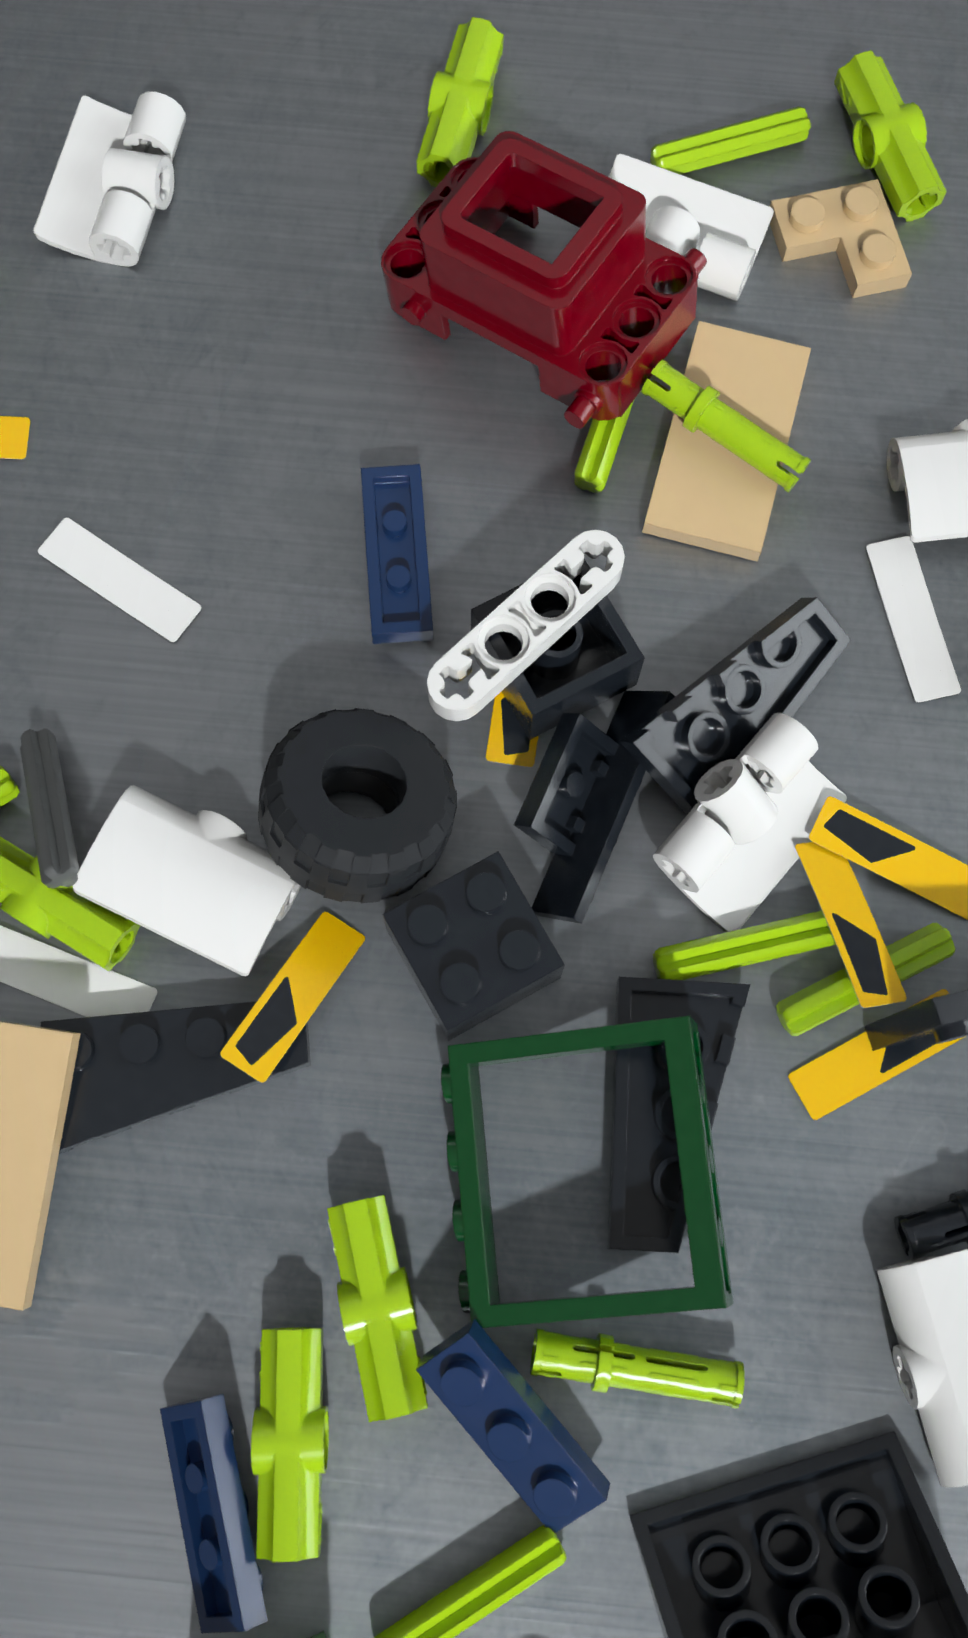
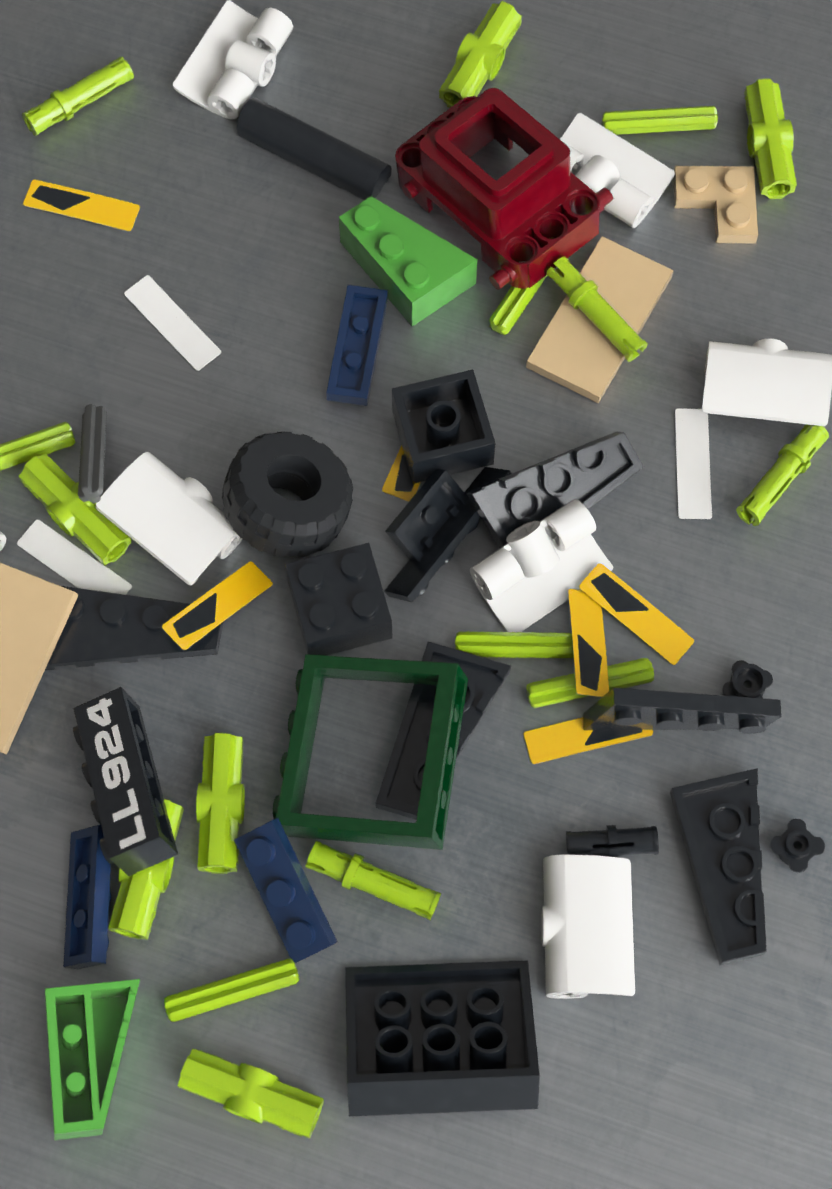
camera: 15 degrees right, 5 degrees down
(224, 1326) = (123, 782): none -> black brick
(258, 284) = (312, 149): none -> black brick
(433, 412) = (406, 259): none -> bright green wedge
(520, 619) = (419, 399): white beam -> none

